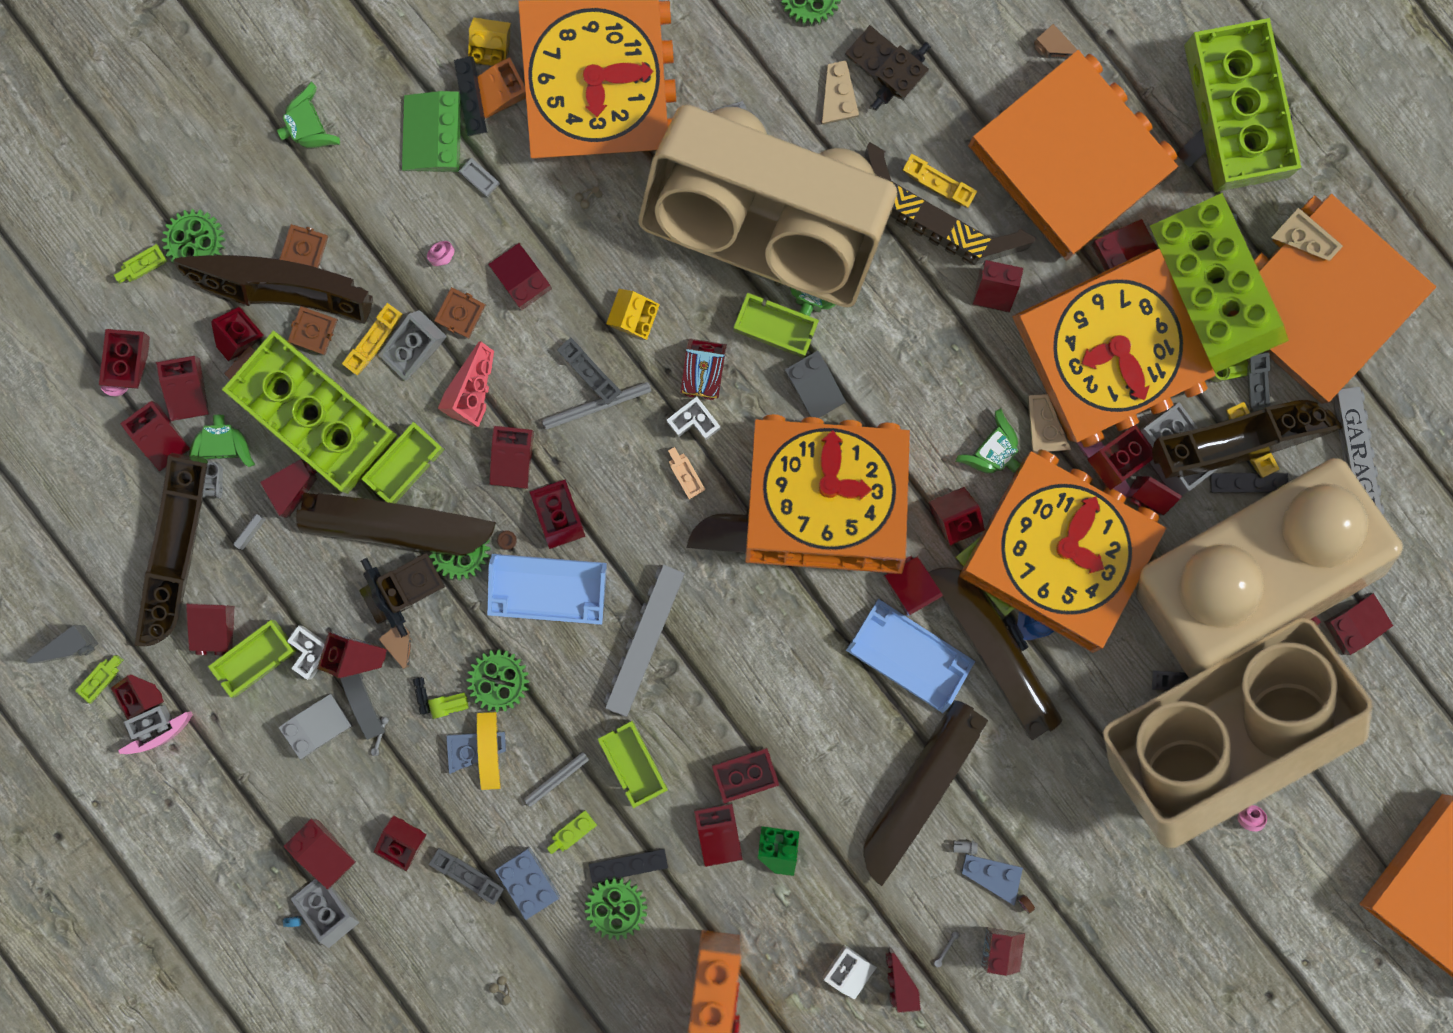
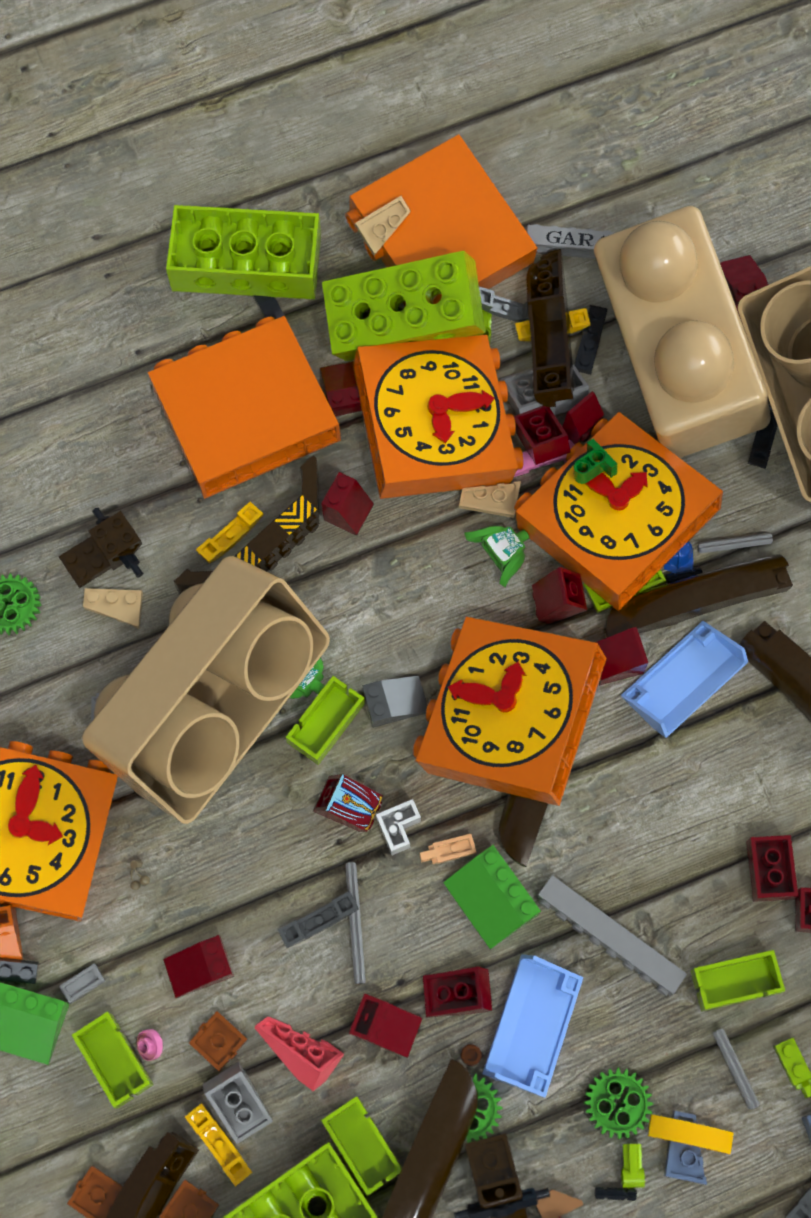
camera: 70 degrees left, 15 degrees down
(418, 225) = (112, 1060): none -> lime piece
(632, 313) = (271, 860): yellow slope -> none
(652, 523) = (492, 897): none -> bright green slope
(1054, 44) = (134, 398): medium nougat slope -> none
(1064, 676) = (734, 543): none -> light grey axle
(1091, 514) = (591, 467): none -> green tile

